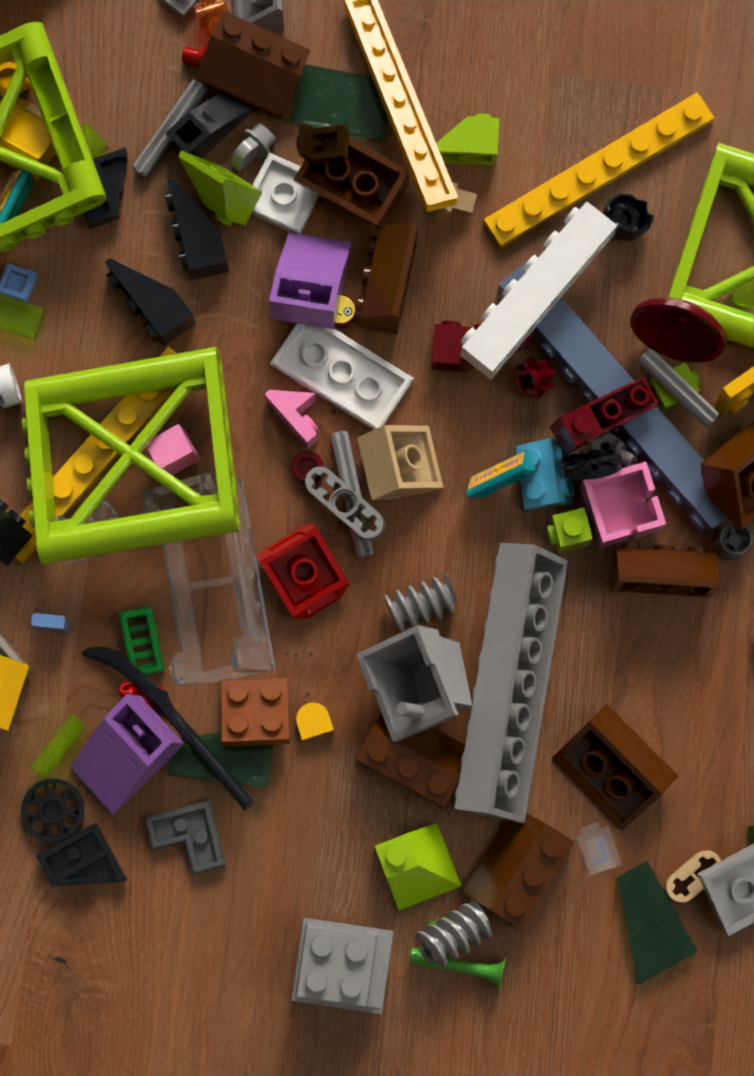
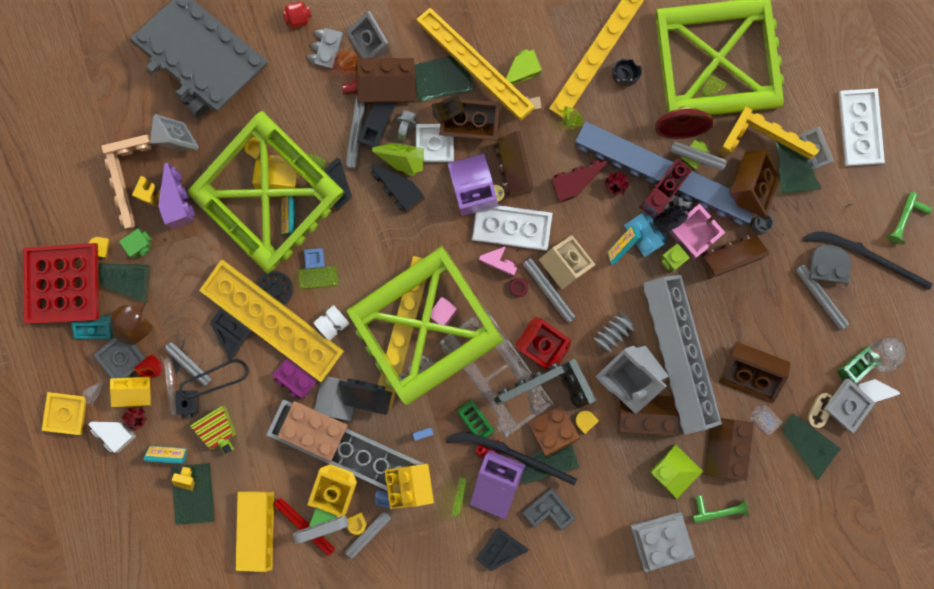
camera: 20 degrees left, 5 degrees up
(52, 810) = (471, 531): black wheel -> none
(157, 303) = (396, 235): black slope -> none
(319, 644) = (571, 378): none -> pearl dark grey bracket
(321, 494) = (537, 289): light grey beam -> none
(453, 933) = (712, 498): light grey piece -> none
(512, 247) = (572, 117): none -> clear neon green tile
(537, 290) = (599, 137): white brick -> none

